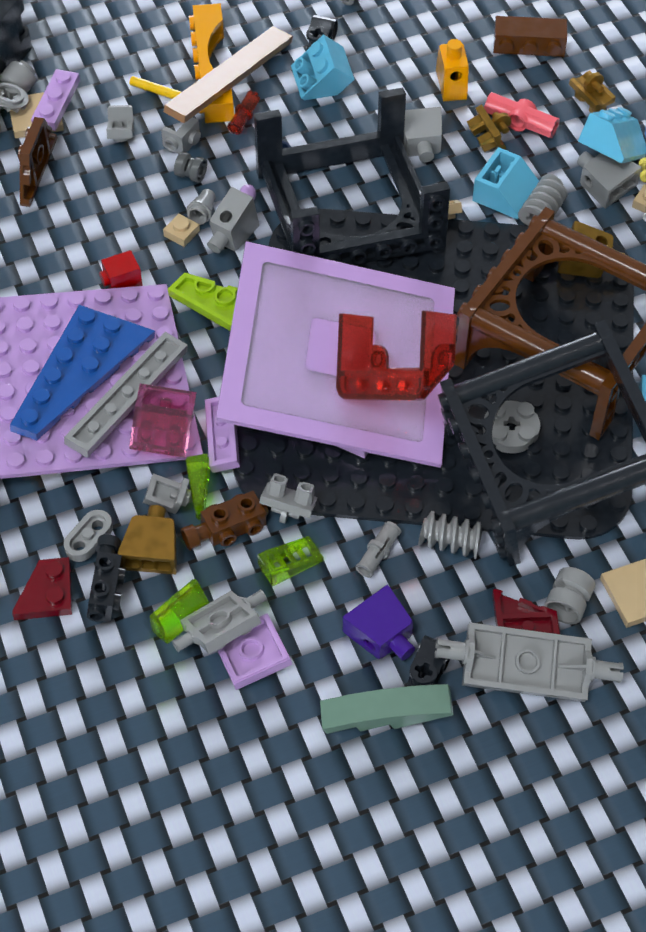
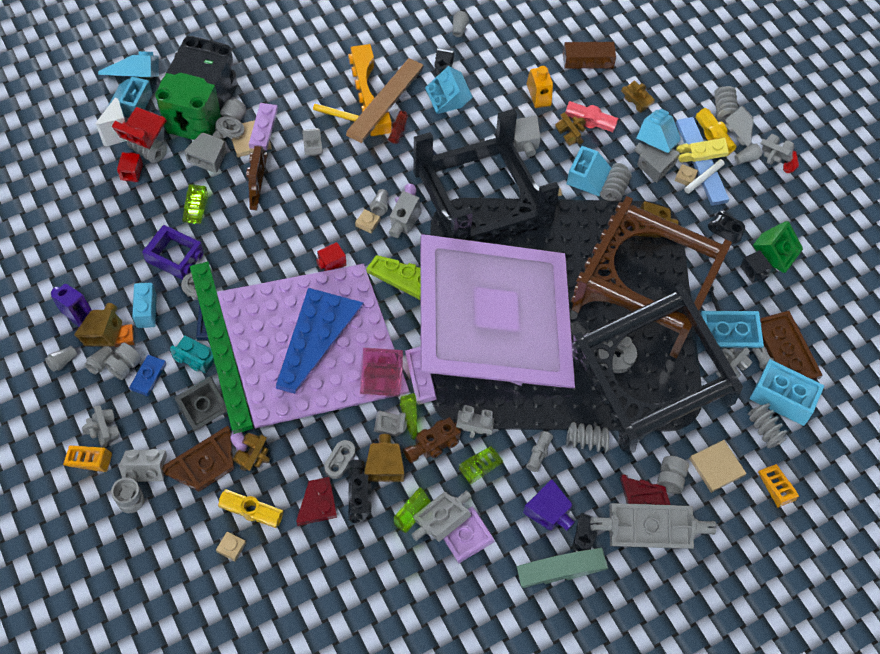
camera: 10 degrees left, 5 degrees up
(122, 396) = (351, 353): light grey plate -> none
(183, 138) = (358, 152): light grey bracket -> none
(190, 167) = (367, 172): dark grey wheel -> none
(365, 369) = (519, 330): clear red windscreen -> none

